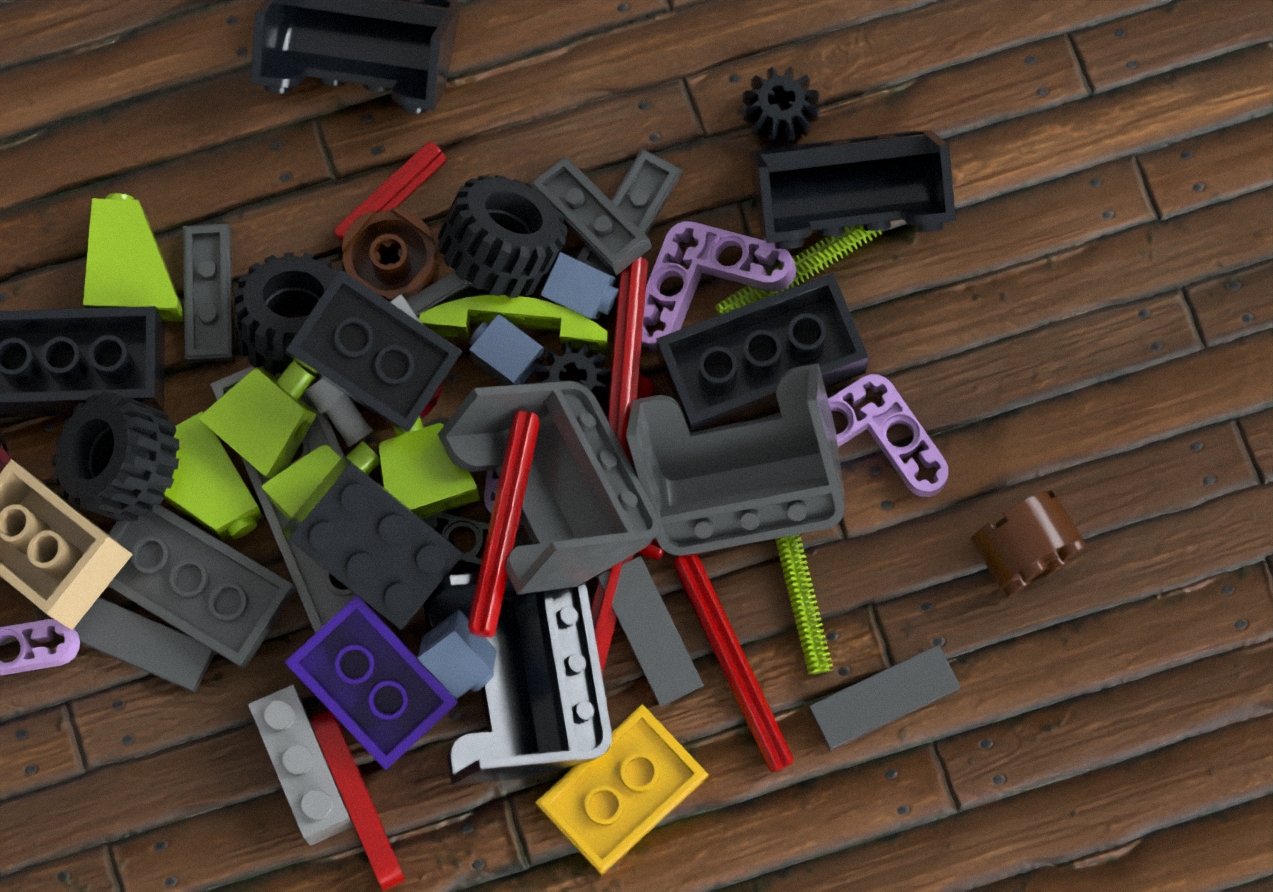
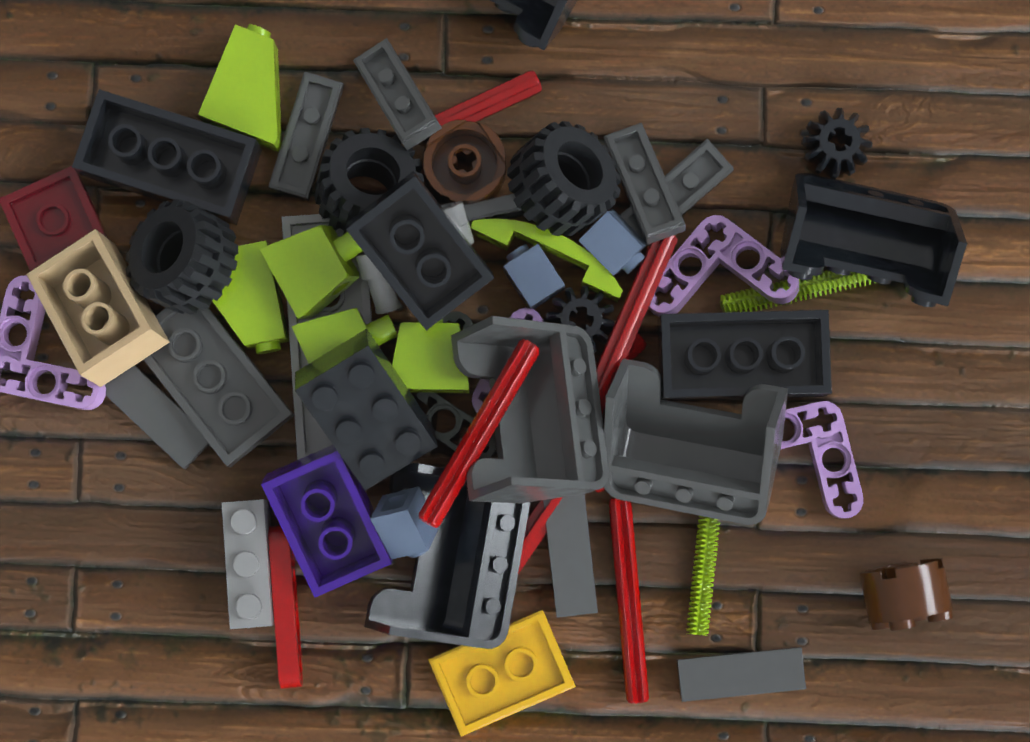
camera: 15 degrees right, 10 degrees up
(292, 212) = (397, 94): none -> dark grey tile

